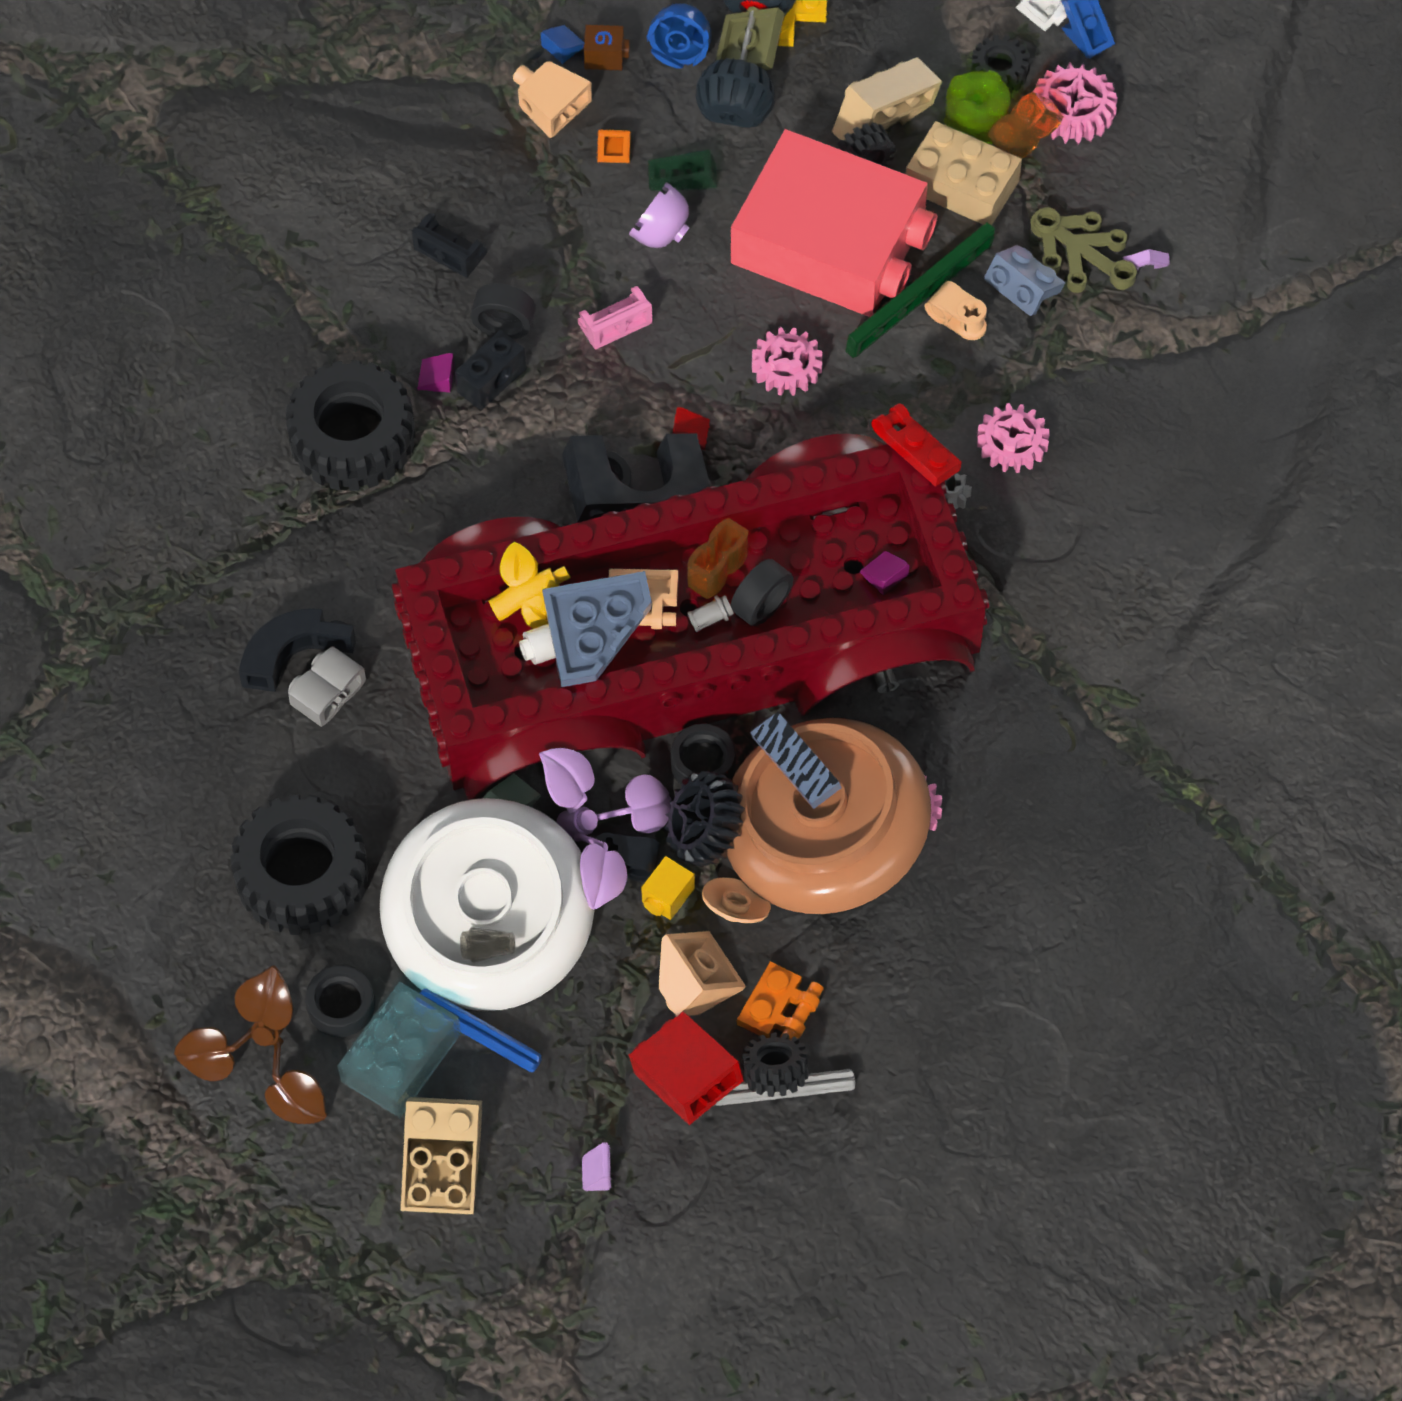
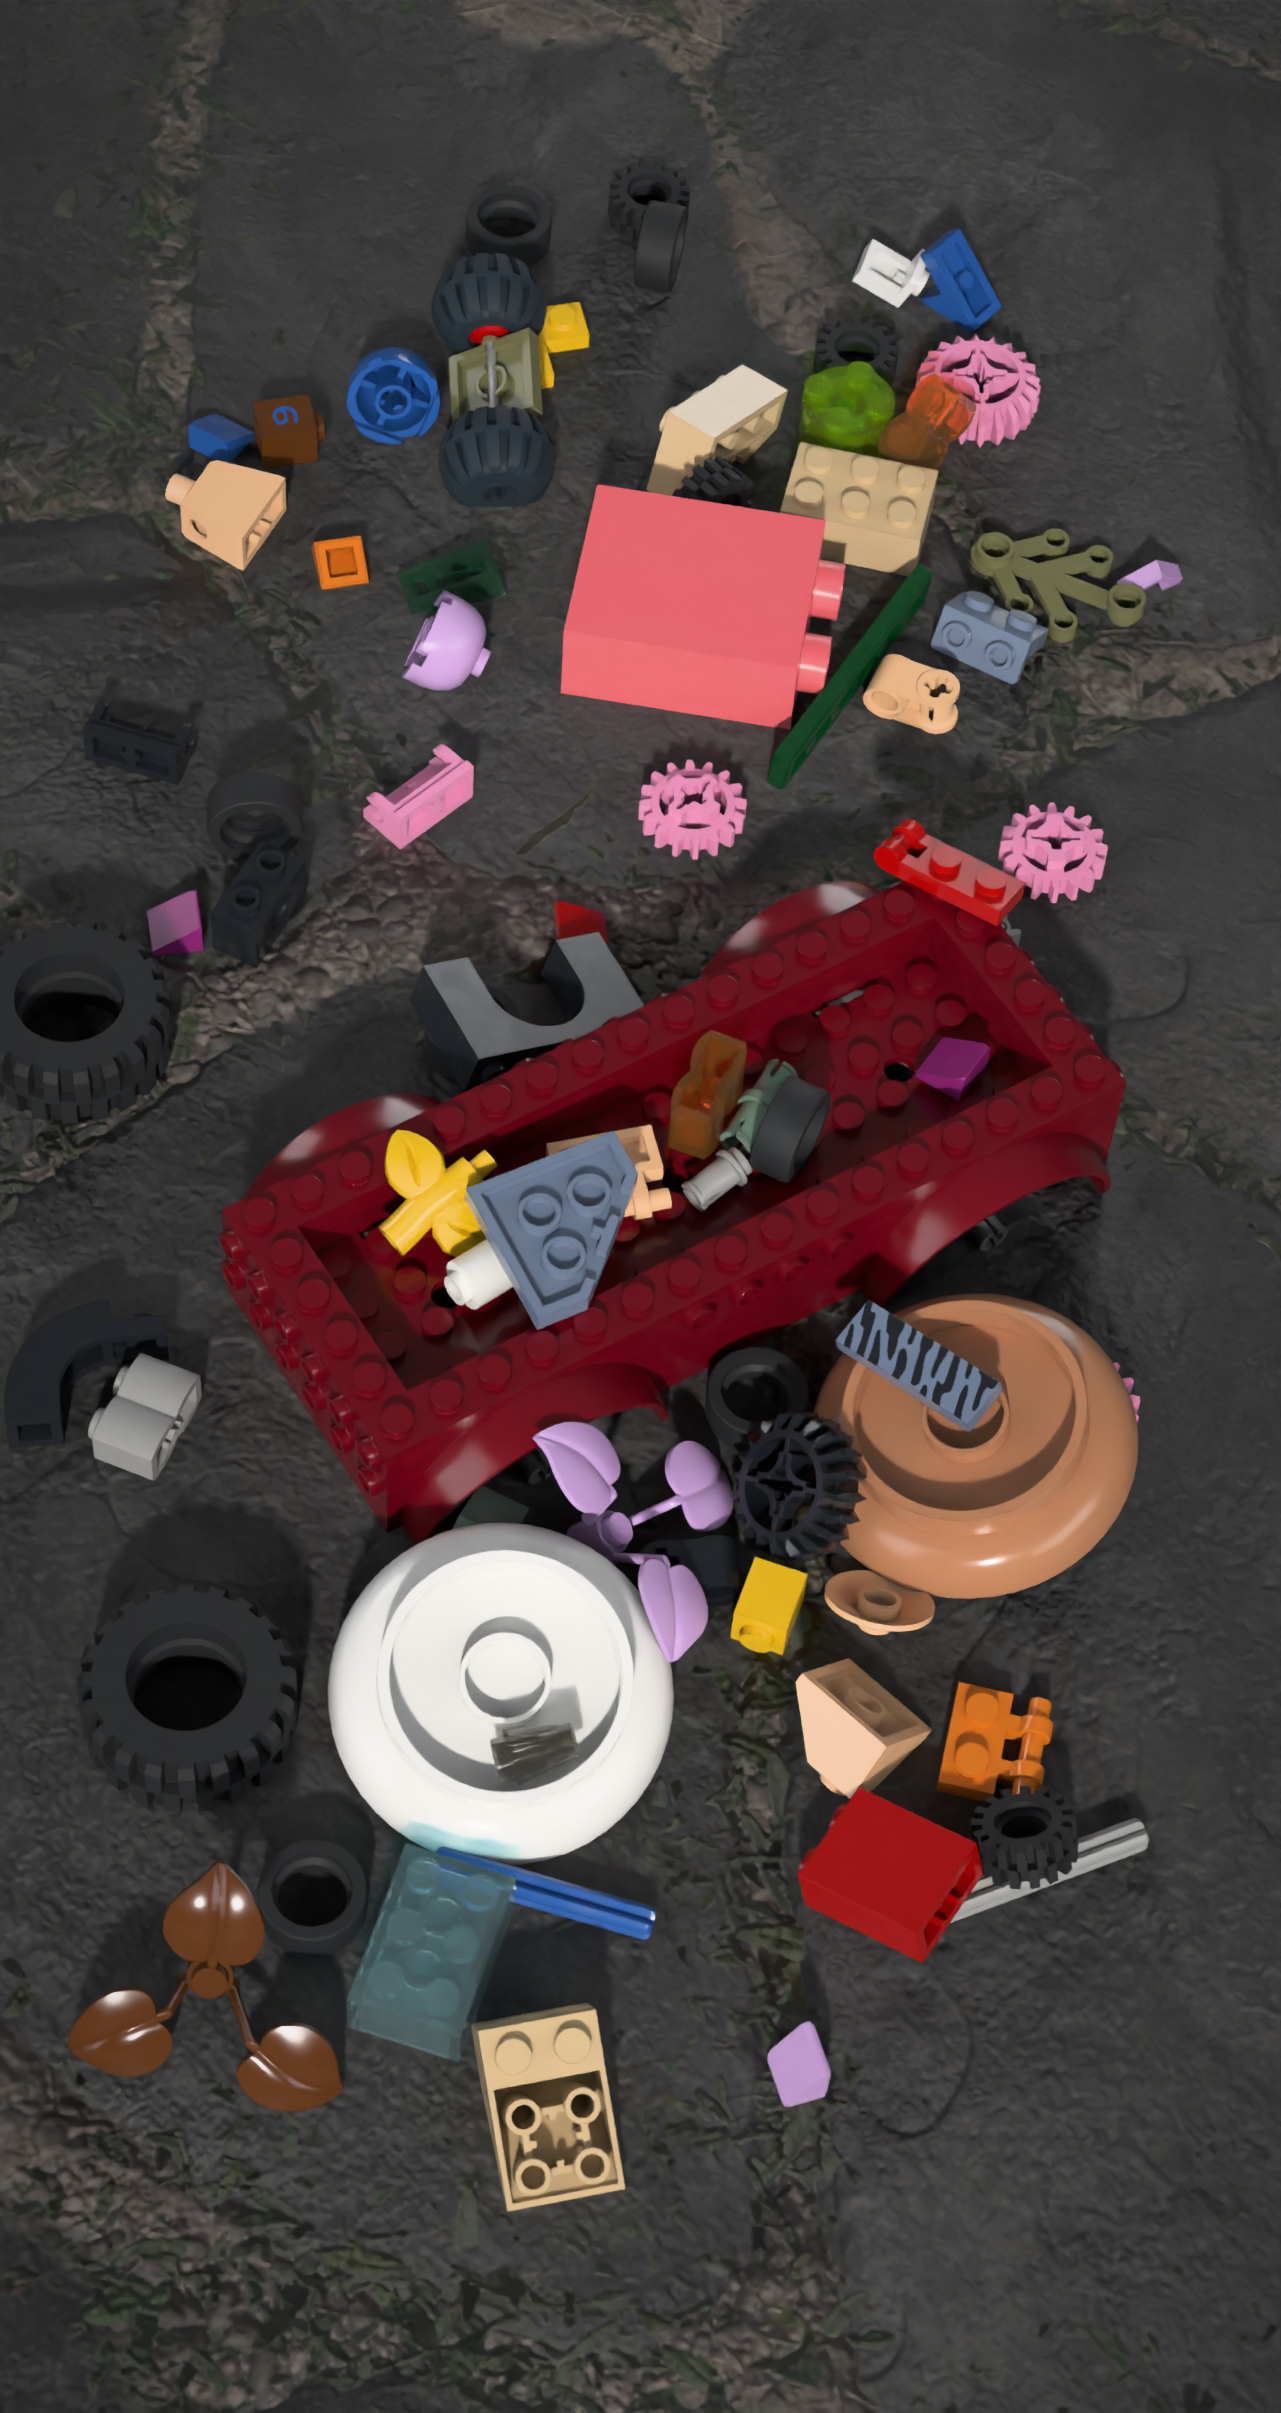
camera: 20 degrees left, 5 degrees down
(731, 585) = (753, 1107): none -> sand green pin

